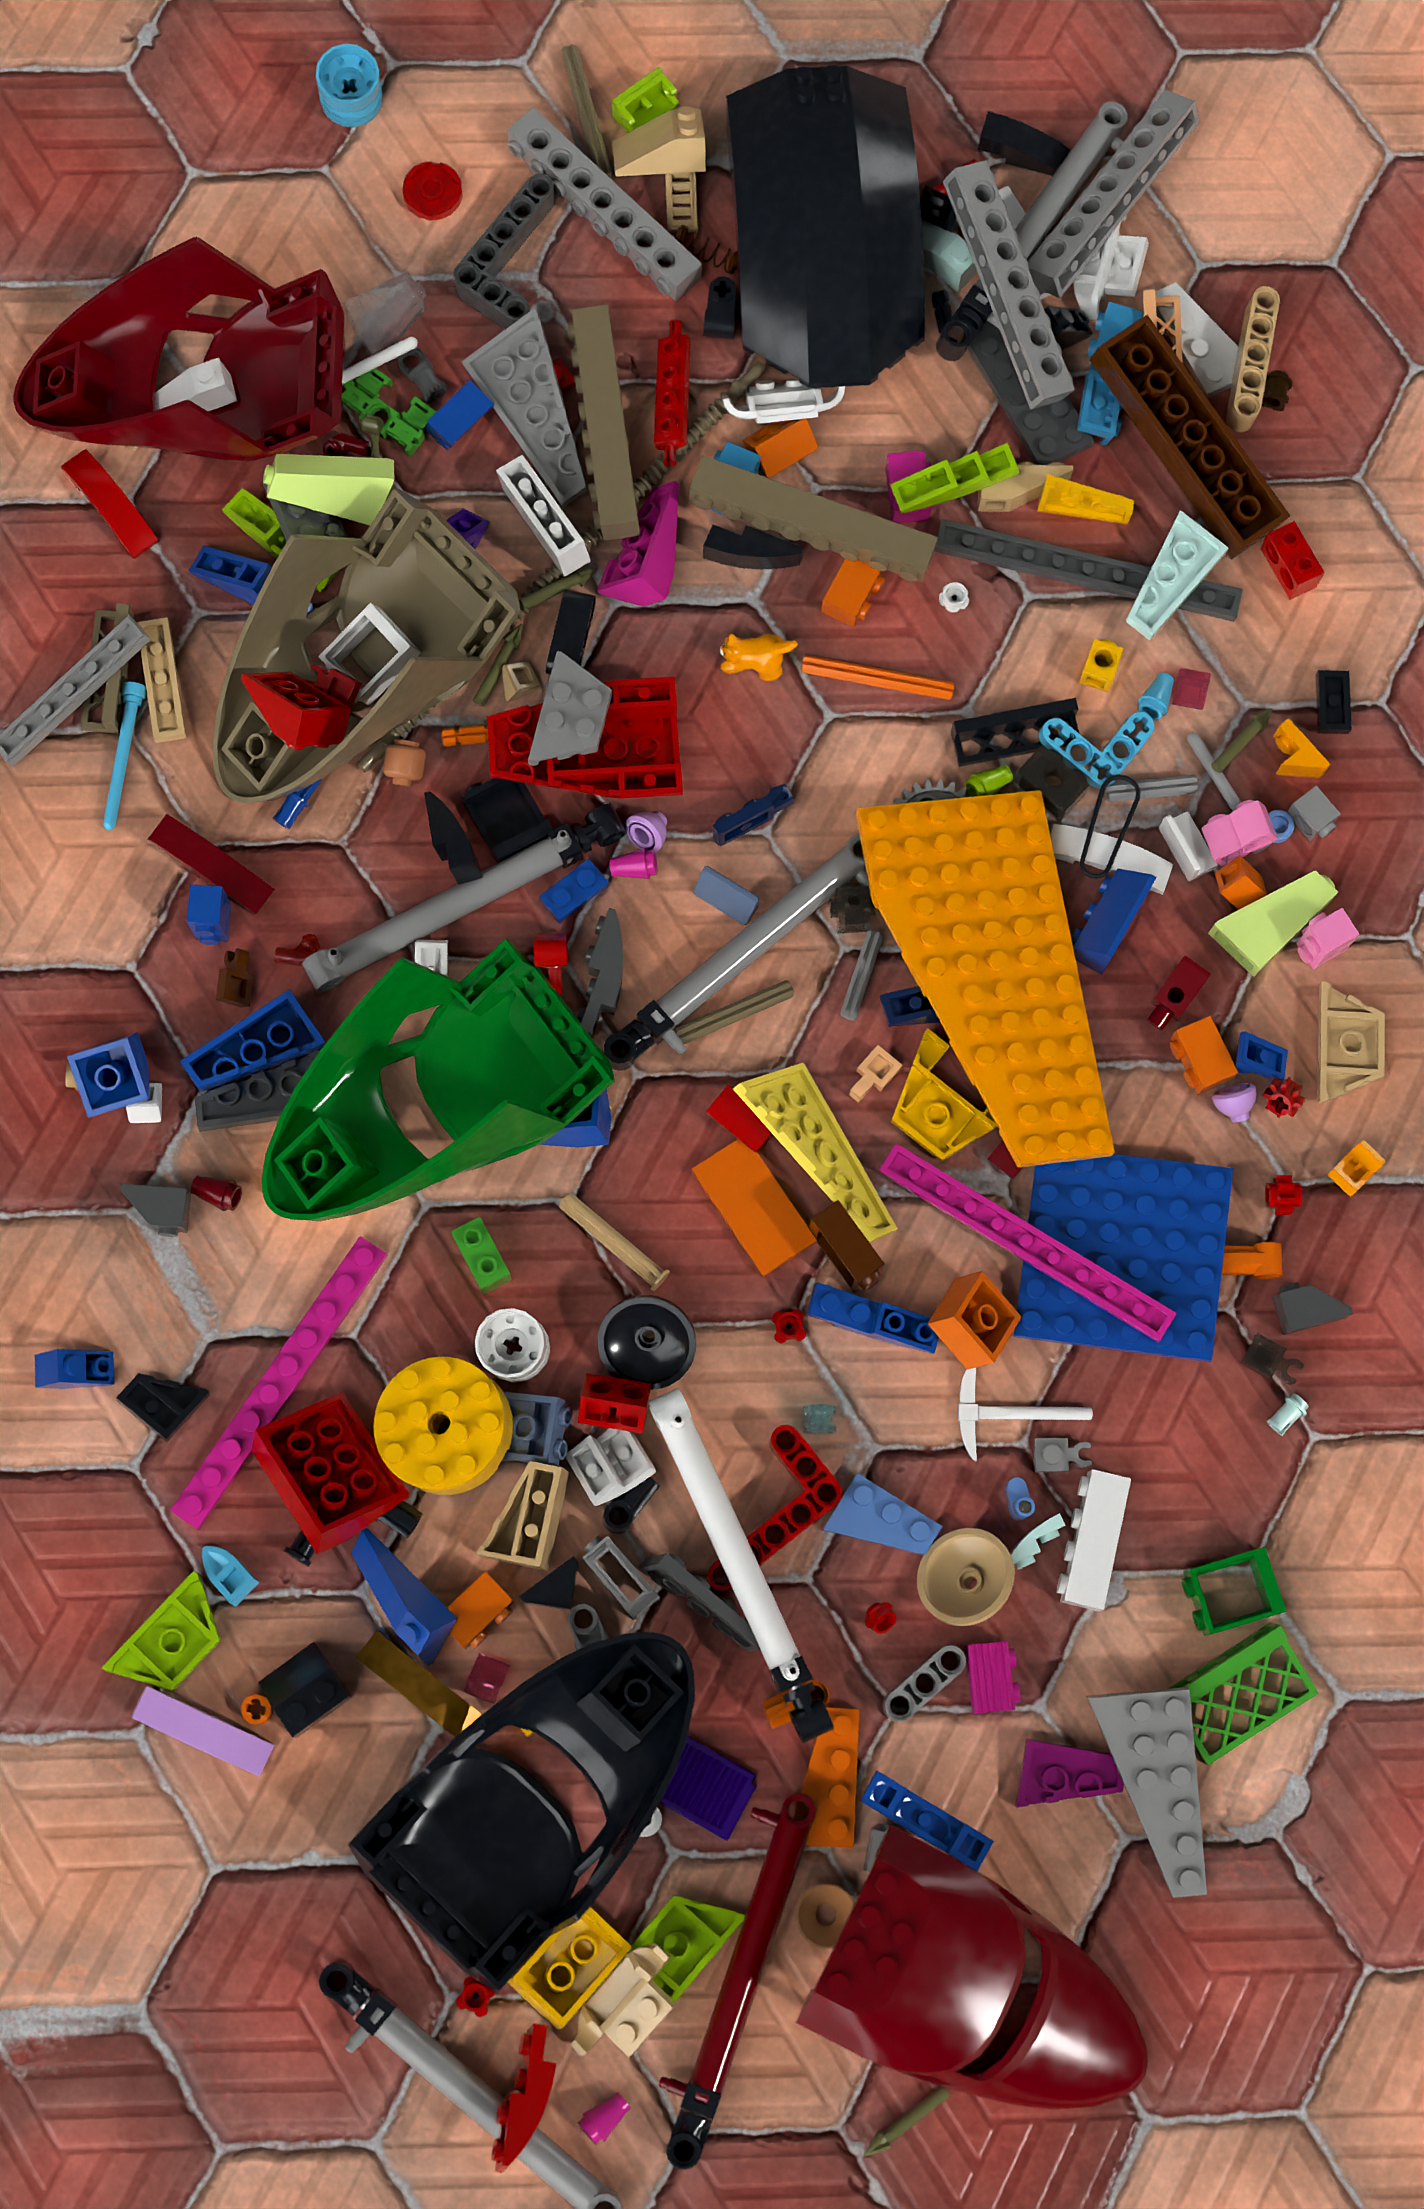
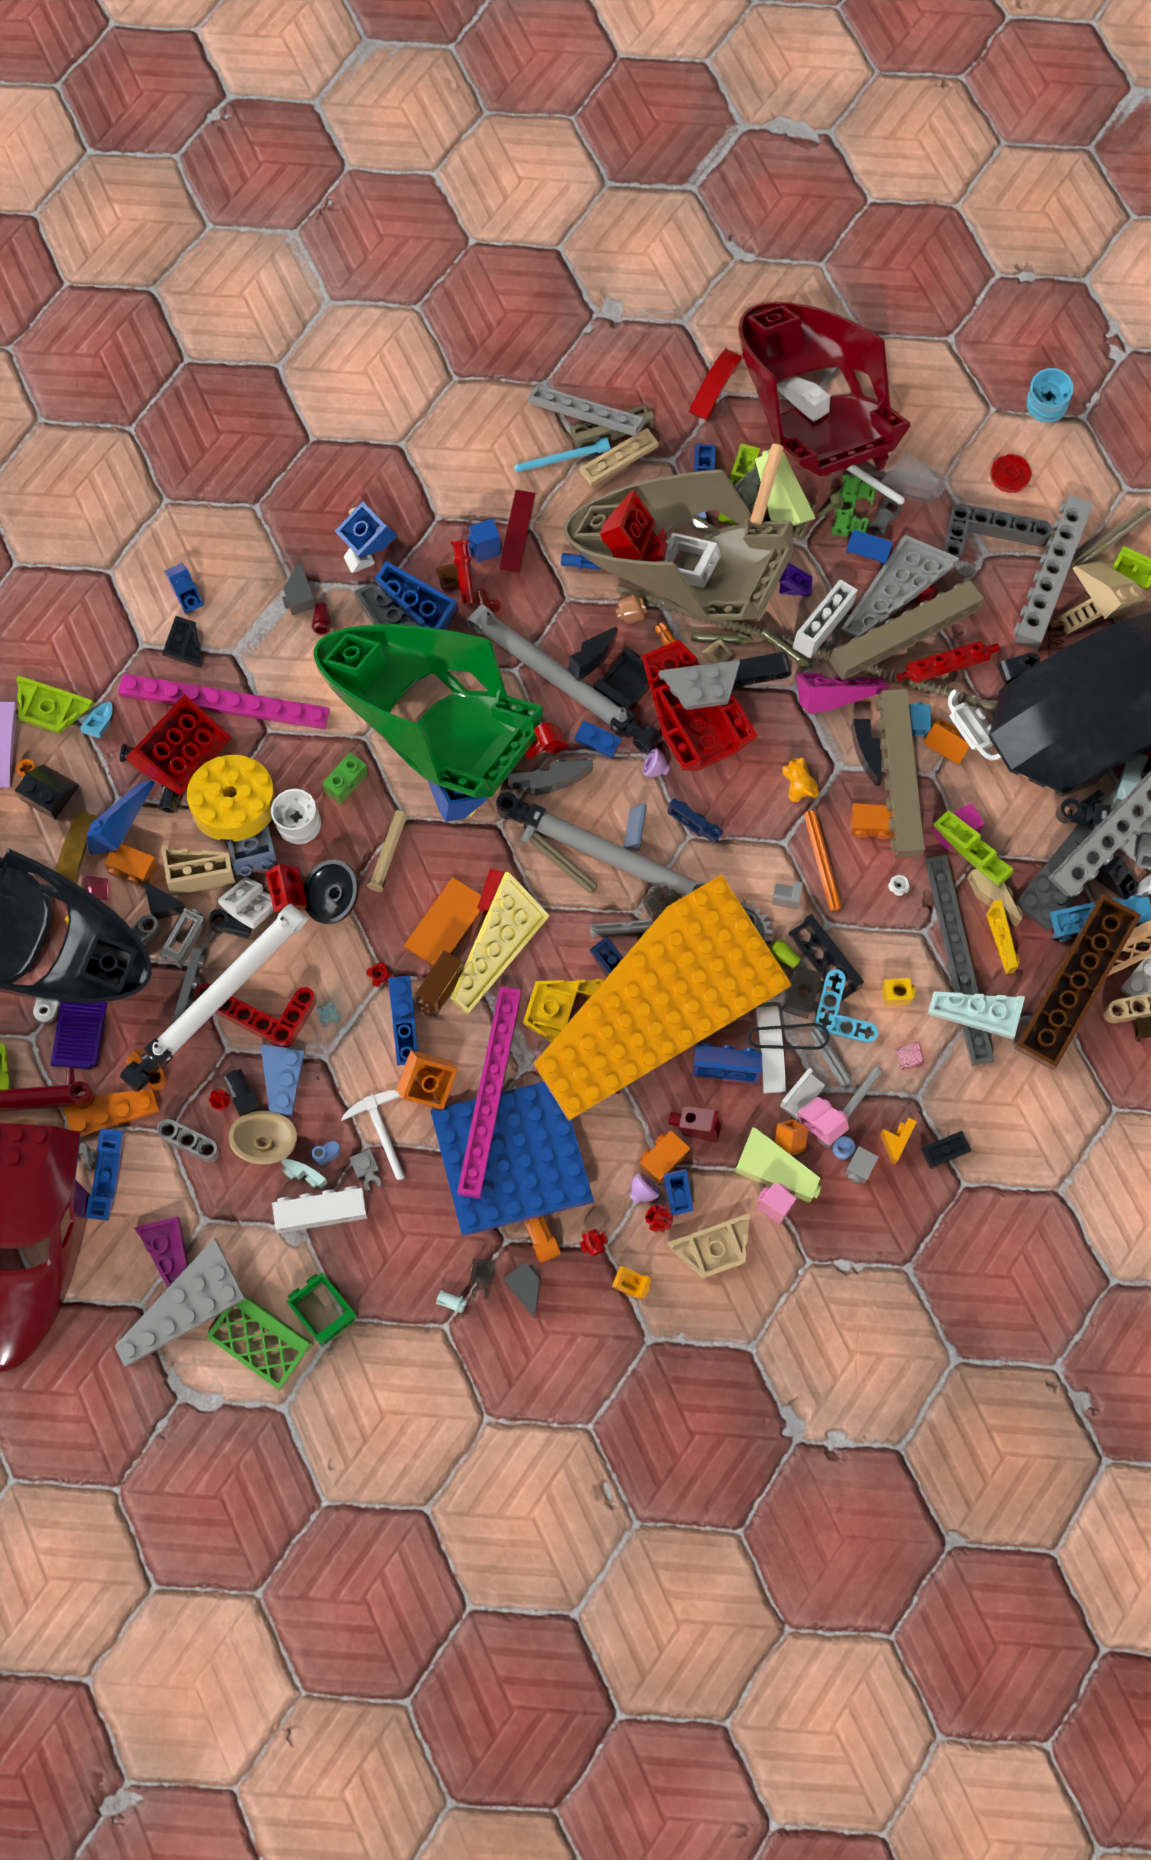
camera: 70 degrees right, 5 degrees down
(228, 957) = (462, 561): none -> red pin
(320, 495) = (766, 484): none -> light nougat axle
(343, 444) = (818, 493): dark red arm -> none
(432, 955) = (515, 676): white bracket -> none
(635, 864) = (631, 768): dark pink cone -> none
(875, 1071) = (564, 960): light nougat plate -> none
(891, 1582) = (243, 1096): none -> black piece
(908, 741) = (787, 895): none -> light grey panel
(991, 1677) = (208, 1180): dark pink brick -> none
(1157, 696) = (892, 1035): medium azure cone -> none
(1255, 725) = (909, 1108): olive piece -> none
(1292, 560) = (1030, 1084): red brick -> none

